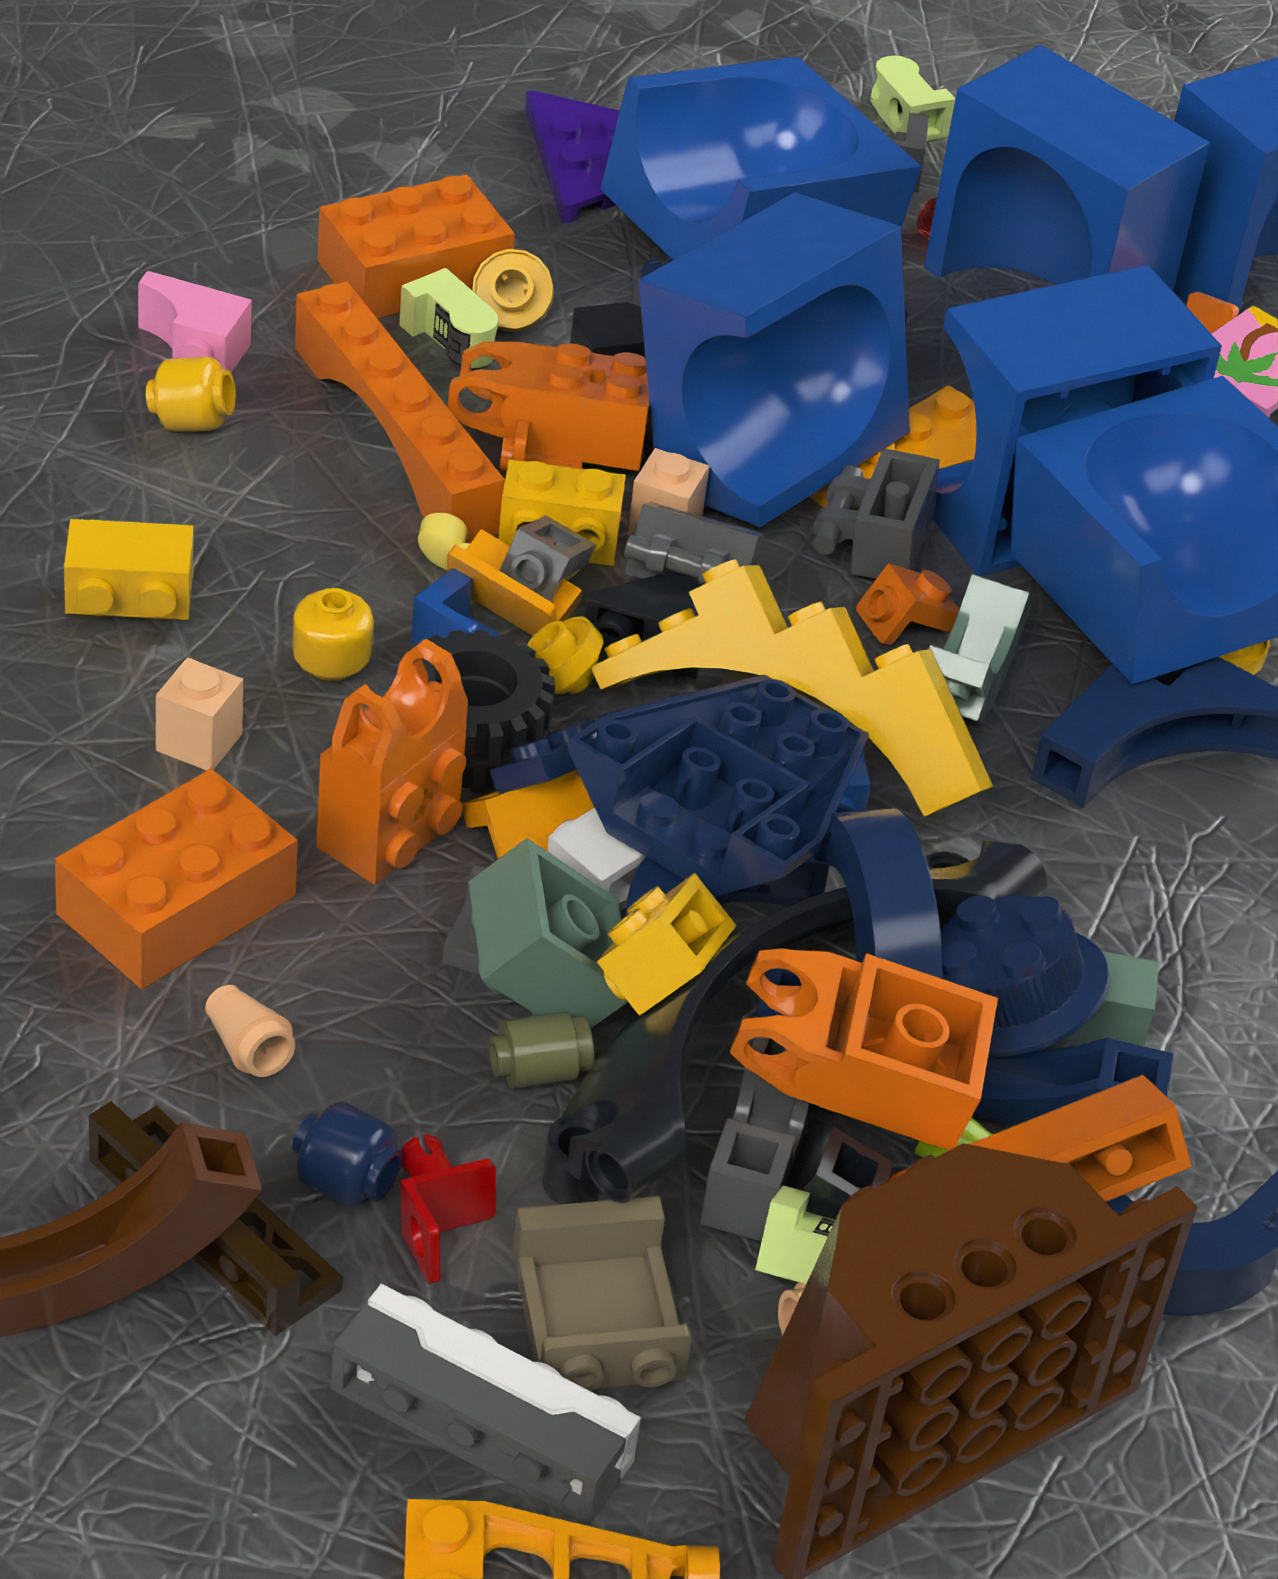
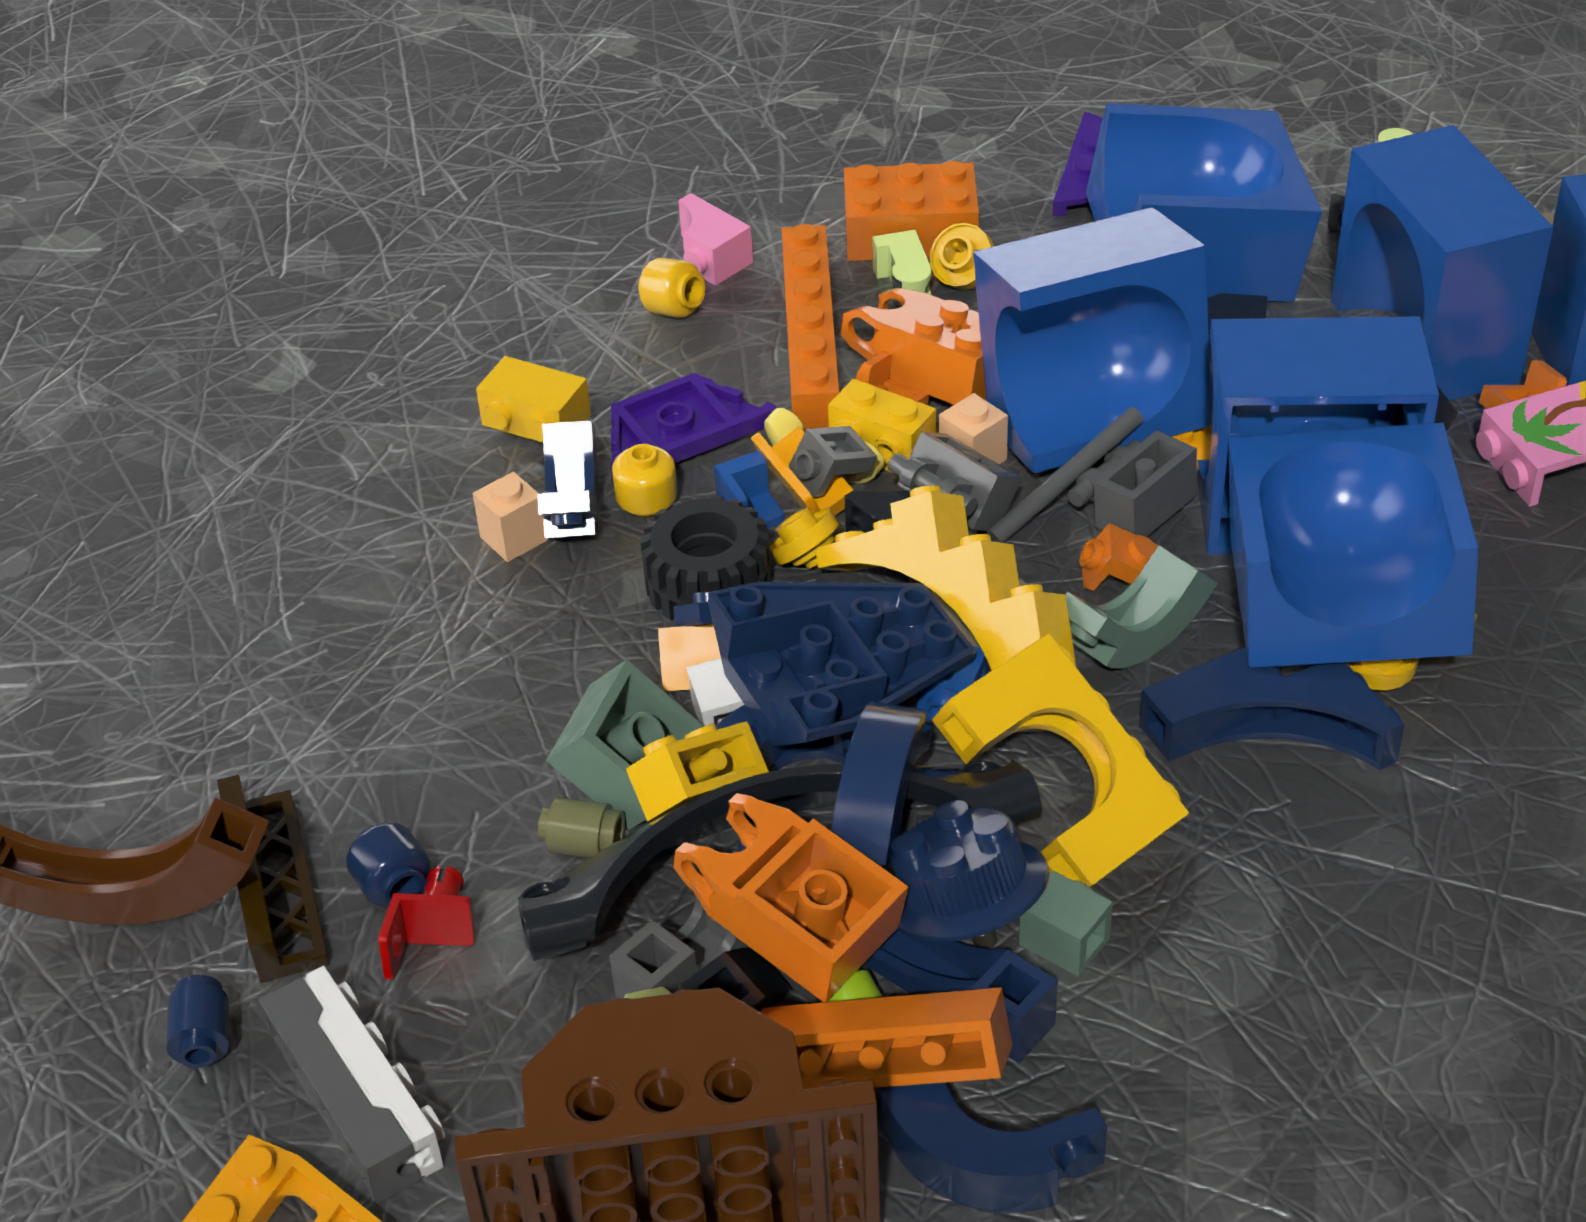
camera: 35 degrees right, 0 degrees up
(175, 877) = (411, 629): orange brick -> none
(232, 635) = (570, 480): none -> arch
(250, 1031) = (387, 756): light nougat cone -> none
(256, 1397) = (198, 1021): none -> dark blue brick
(311, 548) = (684, 417): none -> dark purple wing
(394, 767) = (594, 586): orange brick -> none
(600, 1293) = (492, 1027): dark tan panel -> none
(809, 507) = (1065, 475): none -> dark grey bar
(1098, 853) = (1049, 693): none -> yellow arch

